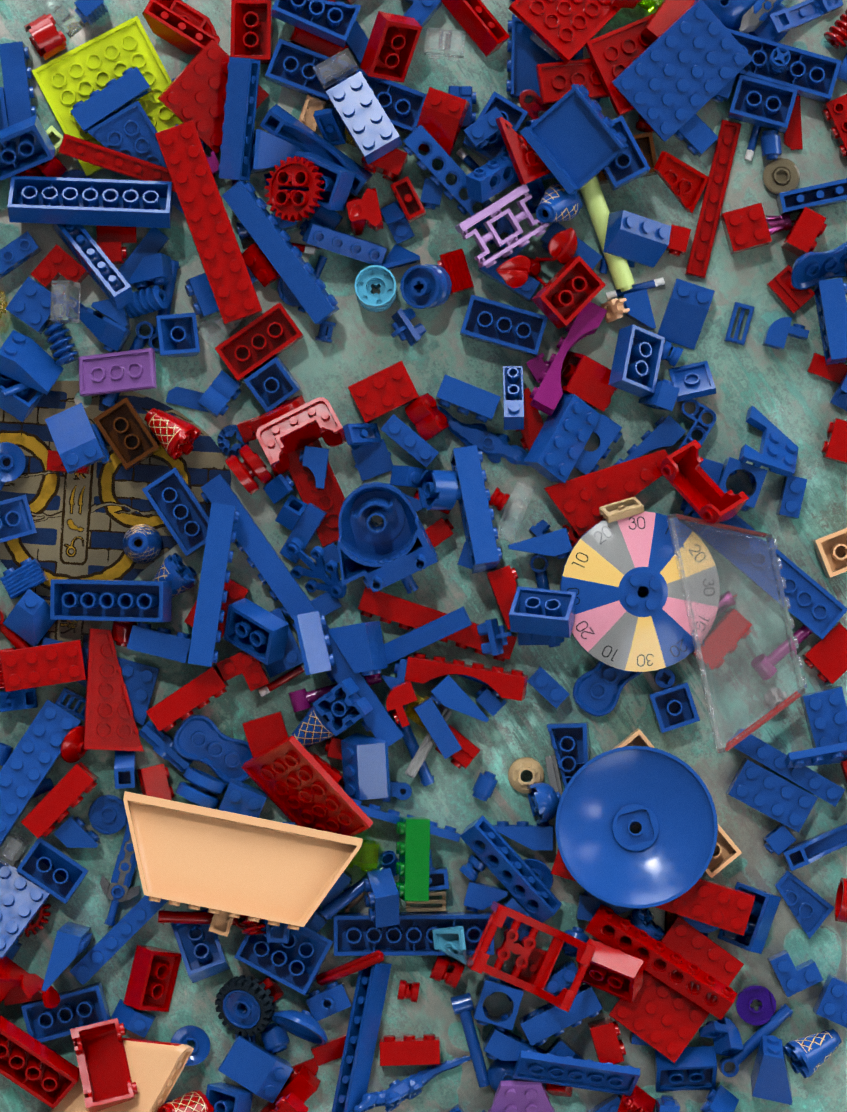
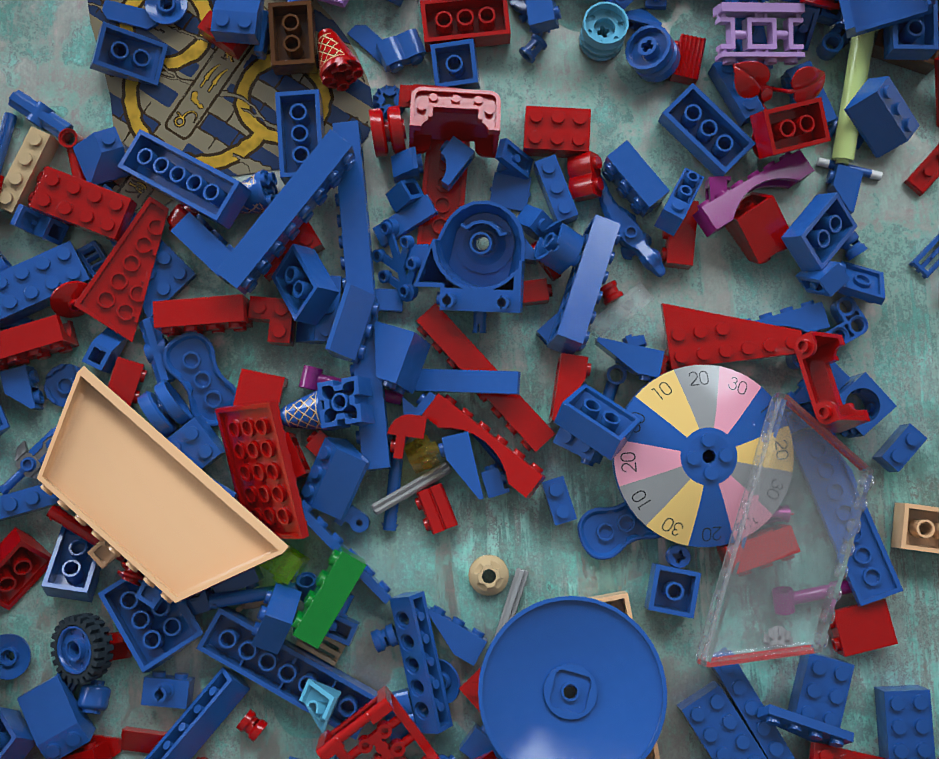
camera: 30 degrees right, 5 degrees down
(24, 578) = (125, 117): blue brick -> none
(150, 545) = (247, 147): blue cone -> none
(281, 680) = (301, 350): red bar -> none
(301, 1025) = (126, 699): blue dish -> none
(350, 968) = (206, 669): red axle -> none
(404, 328) = (609, 85): blue hips -> none
(437, 728) = (428, 478): blue tile -> none
(443, 964) = (294, 722): red wheel -> none
(482, 895) = (379, 671): blue slope -> none
(484, 786) = (442, 562): blue brick -> none
(496, 636) = (536, 421): blue hips -> none
(543, 801) = (491, 611): blue cylinder -> none
(558, 205) = (825, 43): blue cone -> none
(562, 438) = (706, 265): blue brick -> none
(570, 746) = (547, 573): blue wedge -> none
(606, 431) = (749, 285): blue arch -> none
(615, 309) = (822, 173): light nougat plate -> none
(621, 509) = (729, 364): tan tile -> none
(678, 240) = (917, 144): red brick -> none
(685, 313) = (889, 215): blue slope -> none
(775, 450) = (908, 387): blue wing -> none

